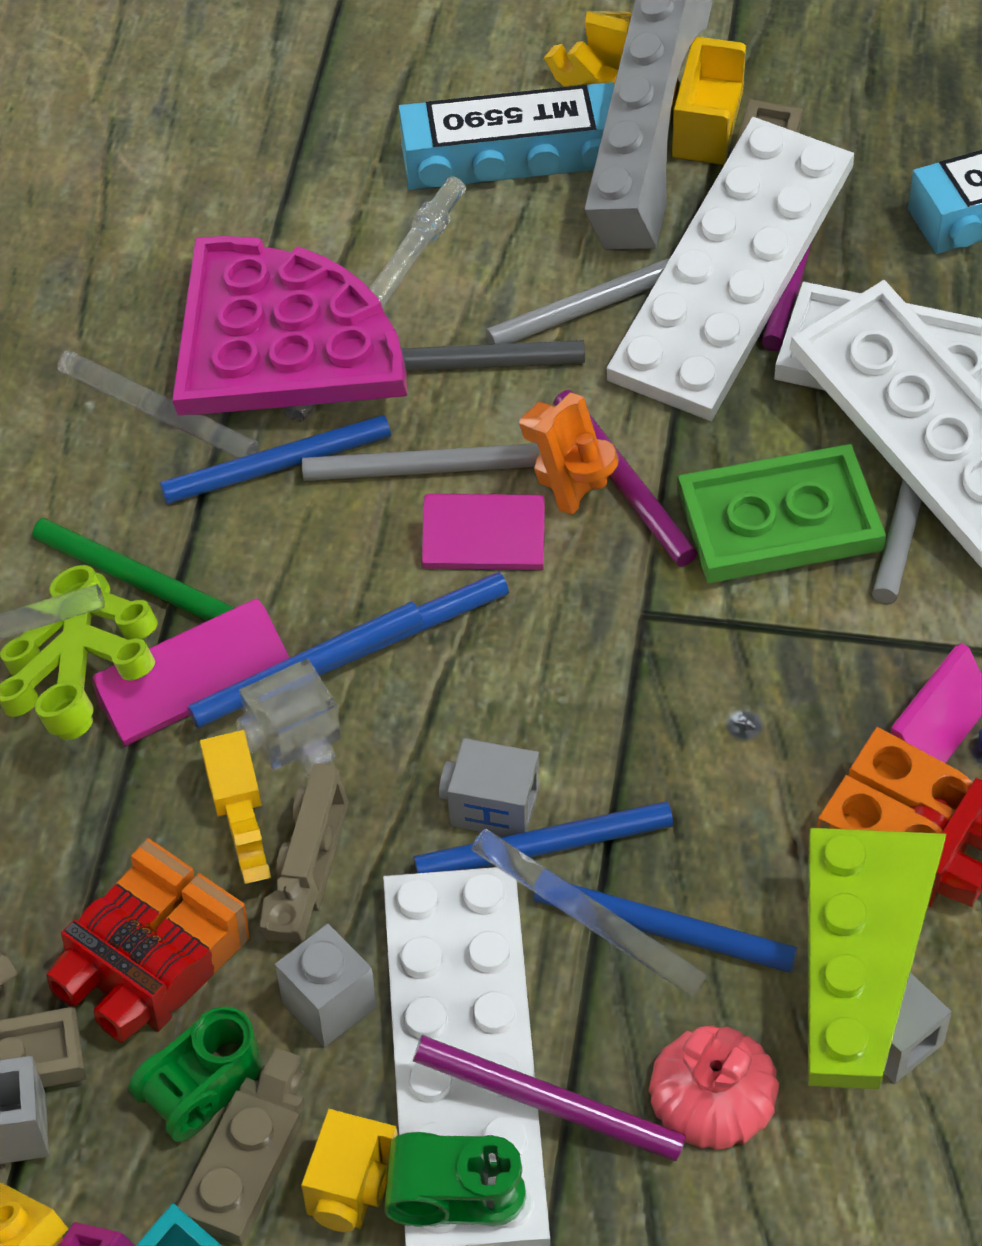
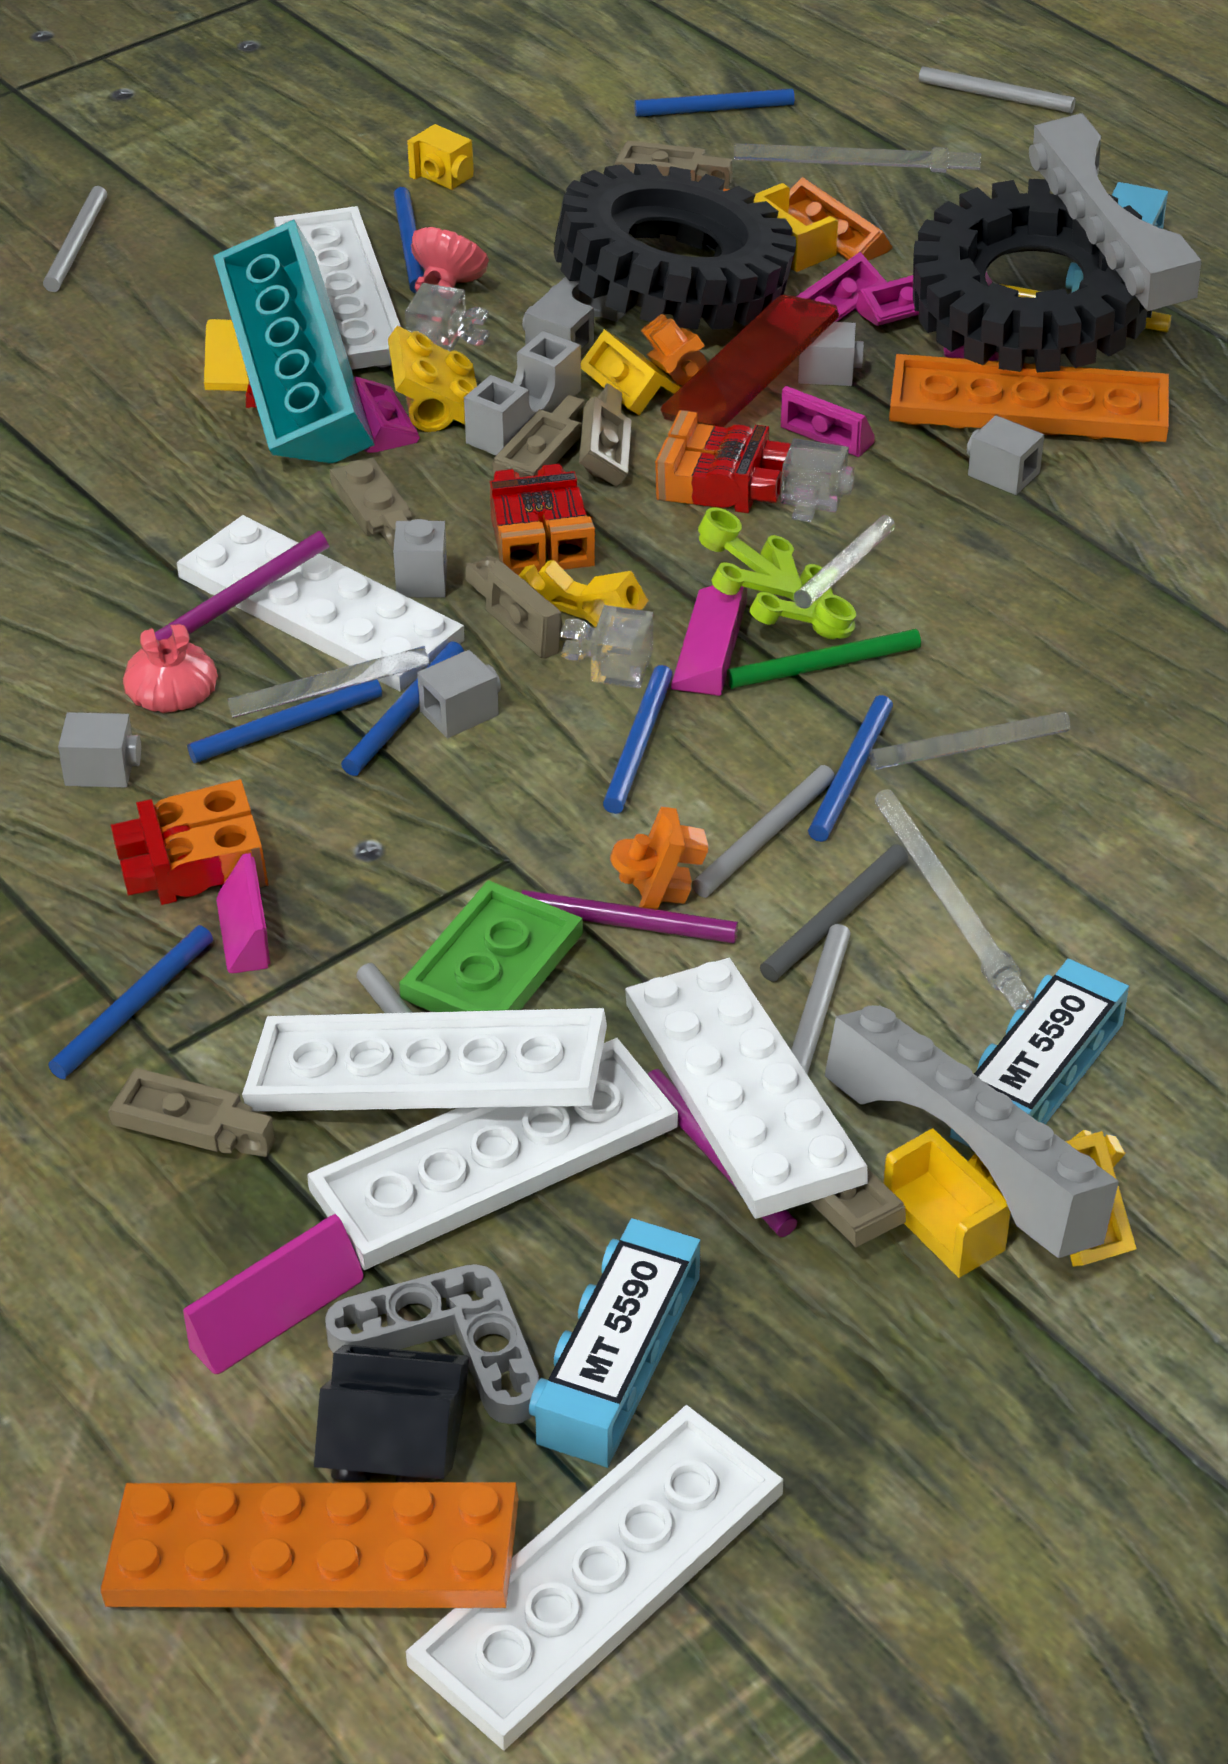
camera: 130 degrees right, 10 degrees down
(193, 1077) = (437, 496): green piece -> none
(280, 332) = (959, 809): dark pink plate -> none
(320, 656) = (649, 671): blue bar -> none
(347, 1170) = (308, 508): yellow brick -> none
(447, 1177) = (240, 519): green piece -> none
(483, 531) = (691, 799): dark pink slope -> none
(862, 940) = (148, 737): lime wing -> none

